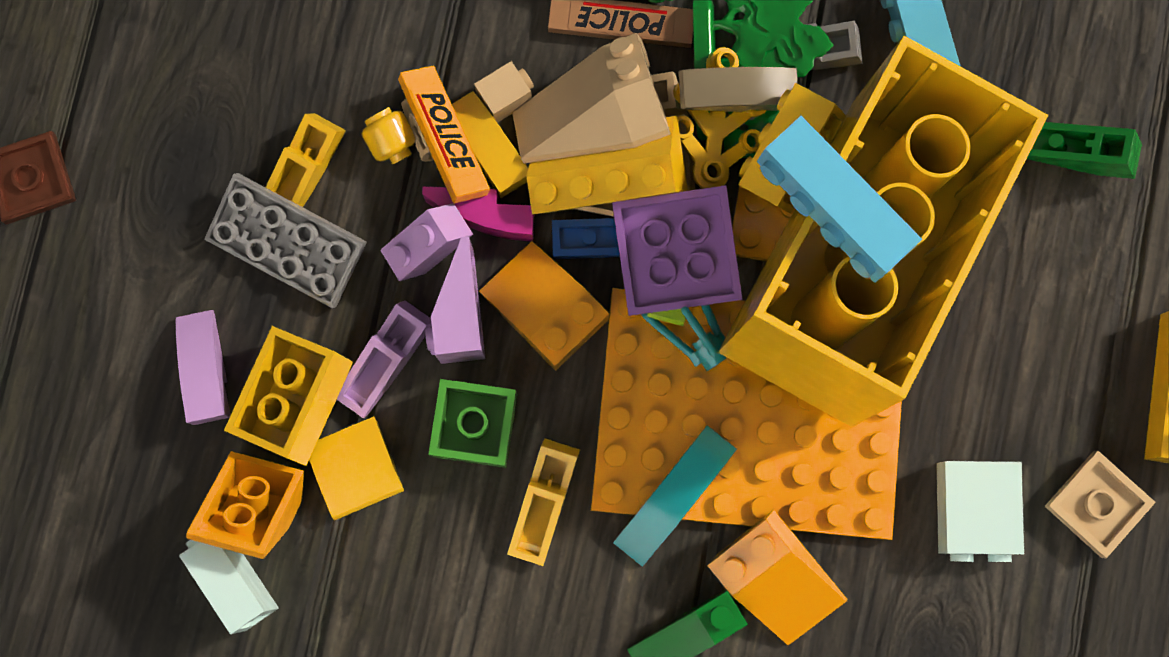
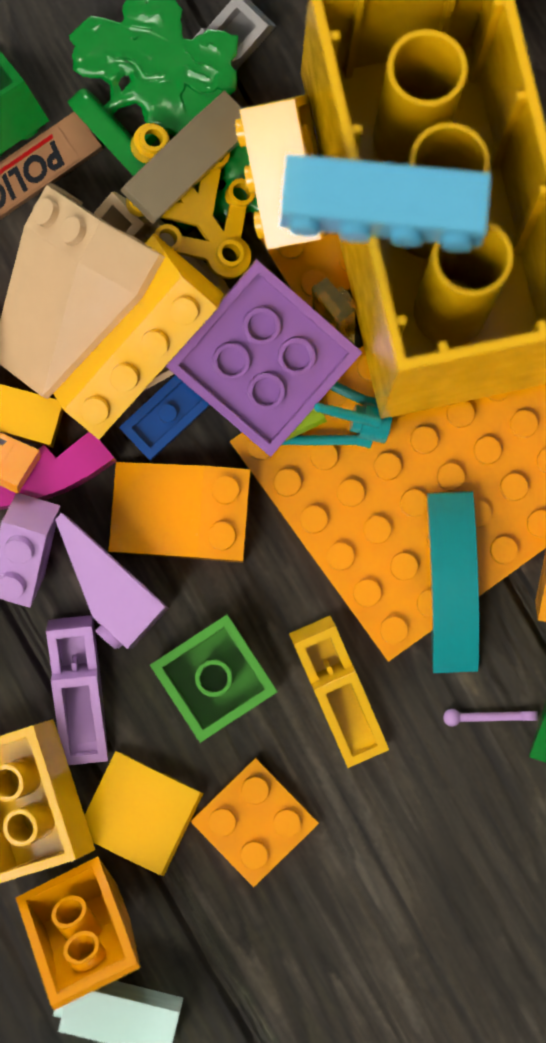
camera: 40 degrees left, 5 degrees up
(419, 537) = (254, 822): none -> light orange plate
(600, 581) = (453, 717): none -> lavender hinge
(750, 259) = (335, 307): none -> clear yellow plate

